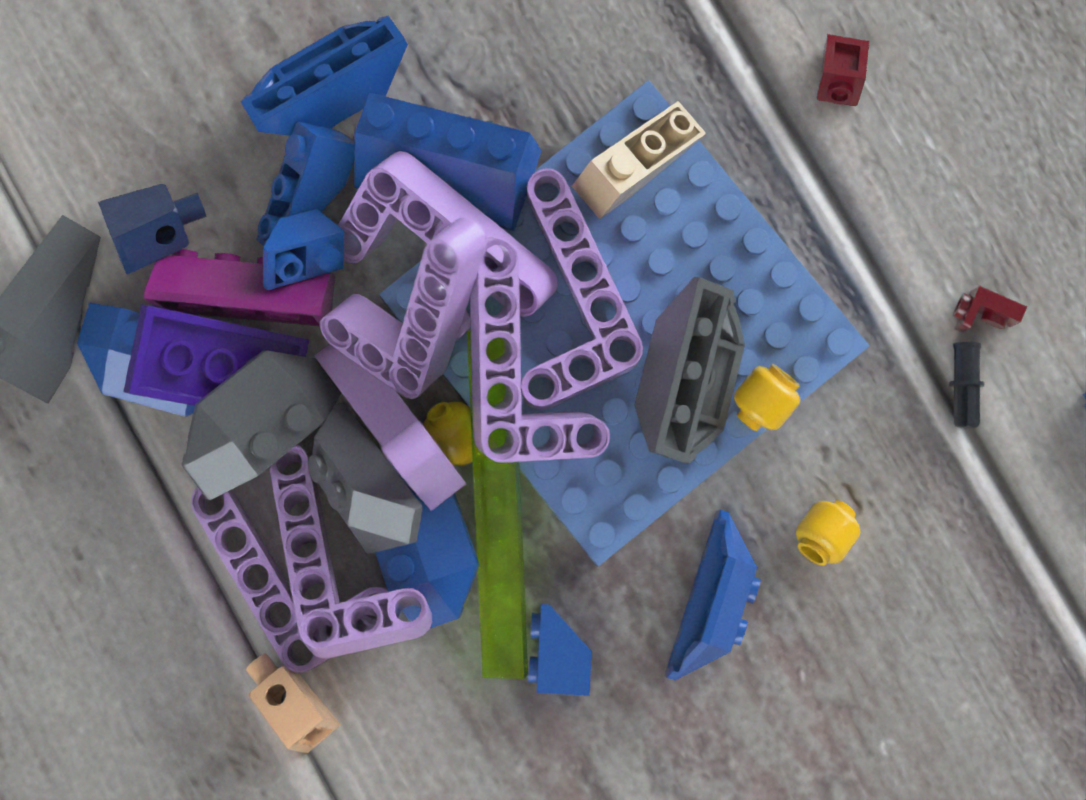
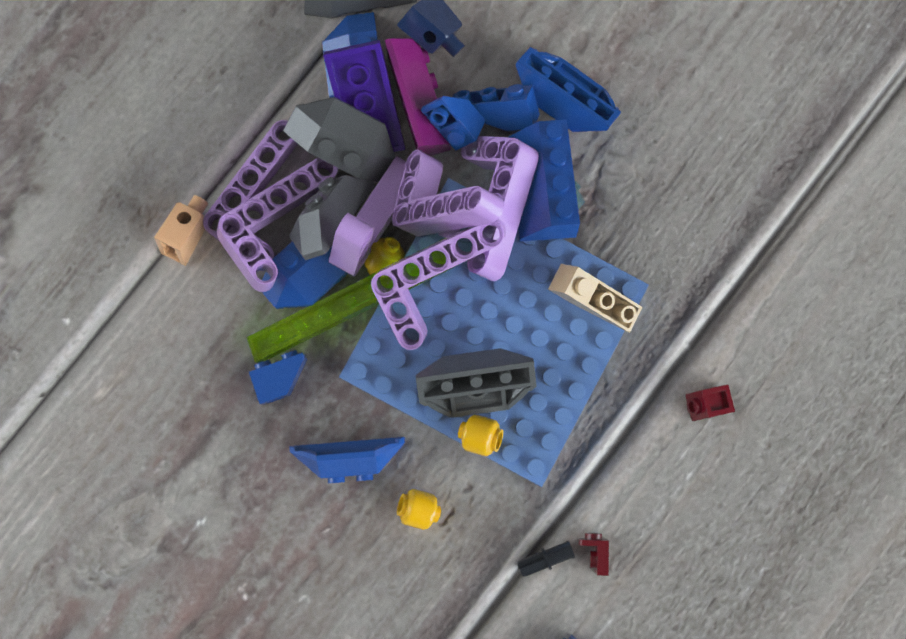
camera: 65 degrees right, 0 degrees up
(585, 296) = (497, 299): lavender beam -> none

